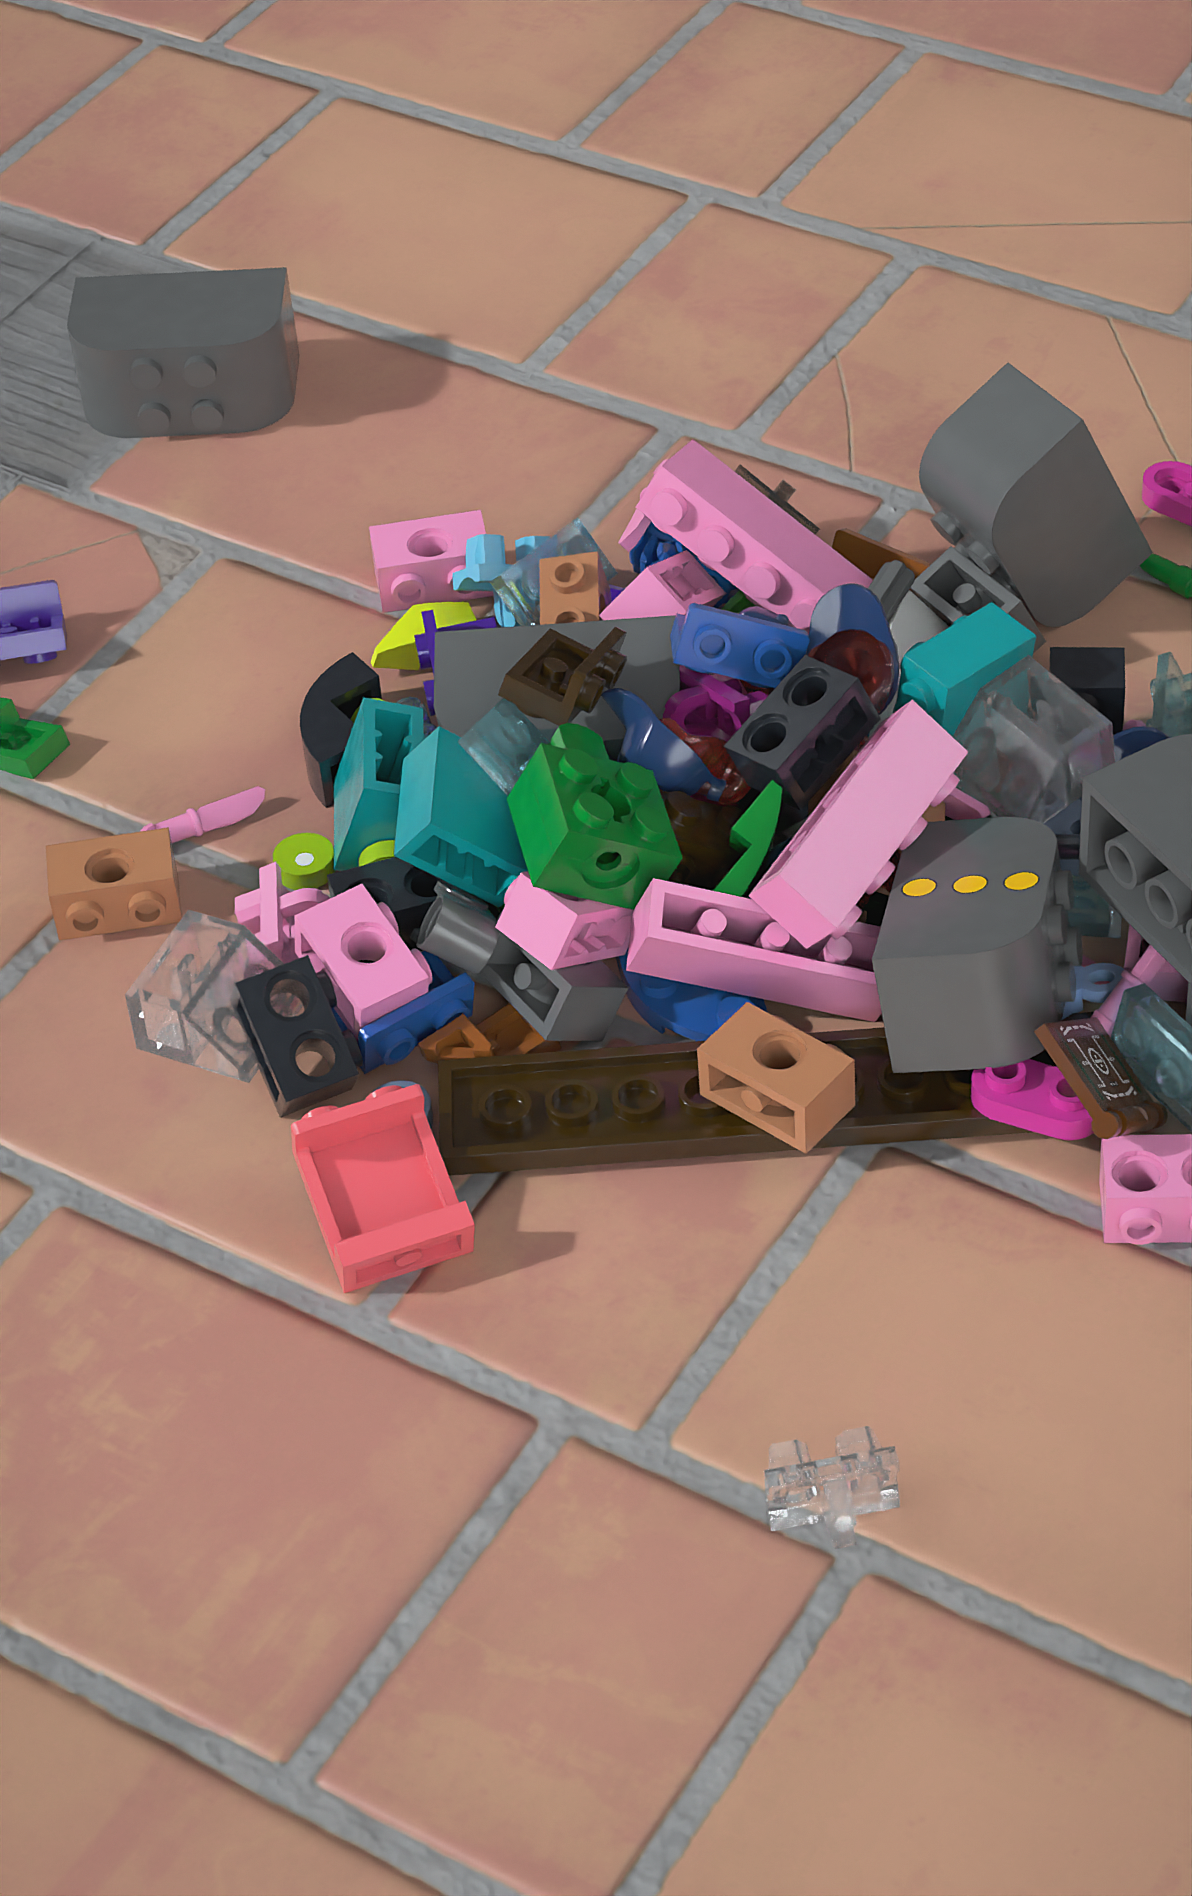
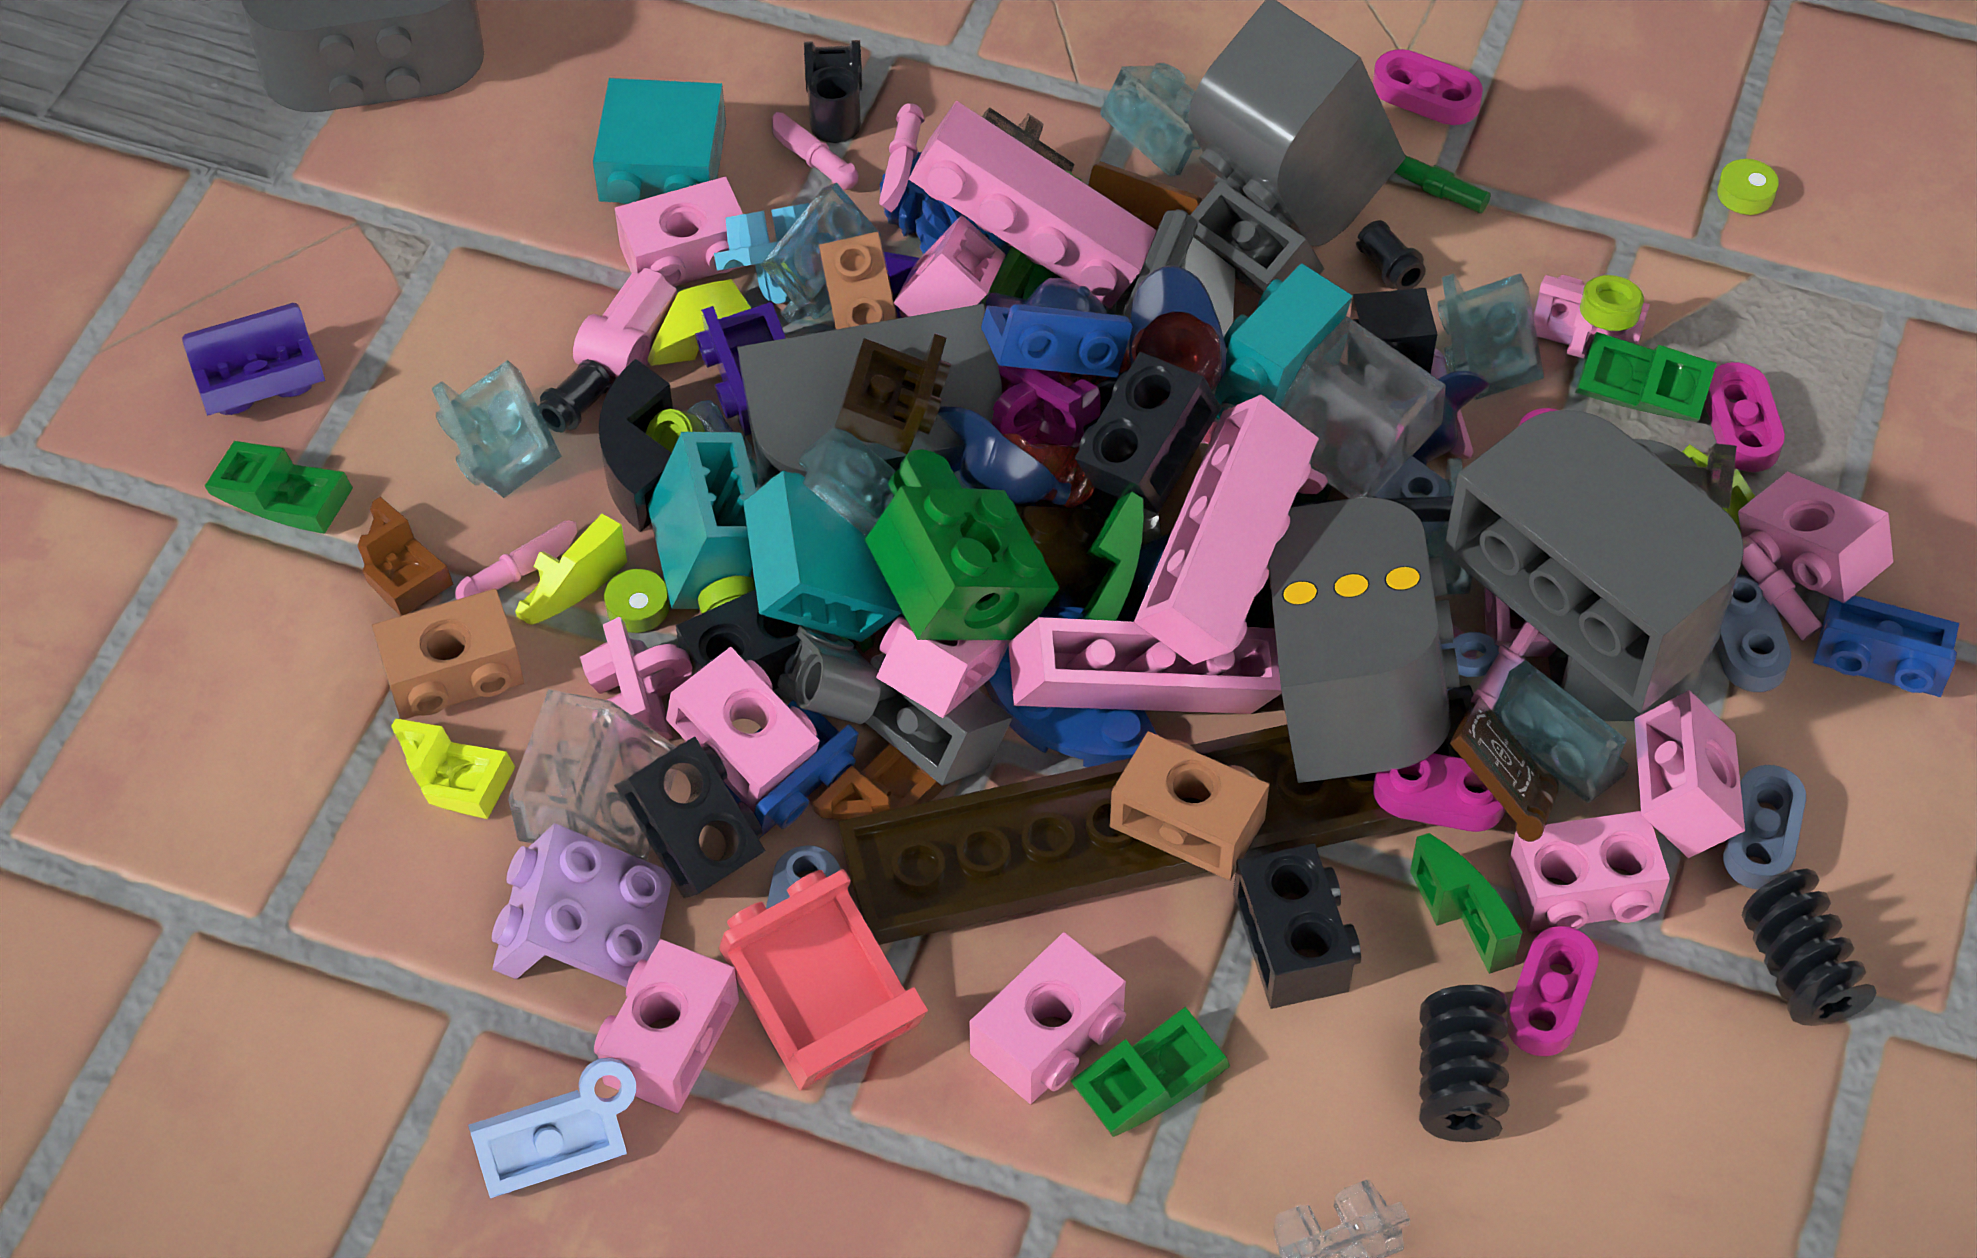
camera: 15 degrees left, 10 degrees up
(88, 985) = (452, 773): none -> neon yellow slope
(90, 803) = (398, 563): none -> dark orange slope
(97, 1291) = (554, 1133): none -> light blue hinge
(179, 1107) = (580, 907): none -> lavender bracket
(212, 705) = (497, 430): none -> clear light blue bracket
(229, 1215) = (674, 986): none -> bright pink brick
(252, 828) = (580, 572): none -> neon yellow slope
(281, 691) = (567, 402): none -> black pin
(356, 629) = (627, 324): none -> bright pink piece
(428, 473) = (657, 138): none -> teal brick
(578, 505) = (813, 151): none -> bright pink piece
(594, 1252) = (1060, 984): none -> bright pink brick
(610, 453) = (834, 90): none -> black piece
(671, 1325) = (1152, 1075): none -> green slope
(861, 1202) = (1283, 926): none -> black brick
(901, 502) = (1152, 113): none -> clear light blue bracket
(997, 1339) = (1463, 1063): none -> black piece
(1037, 1195) = (1457, 891): none -> green slope
(1103, 1296) = (1550, 995): none -> dark pink plate
(1114, 630) = (1399, 265): none -> black pin

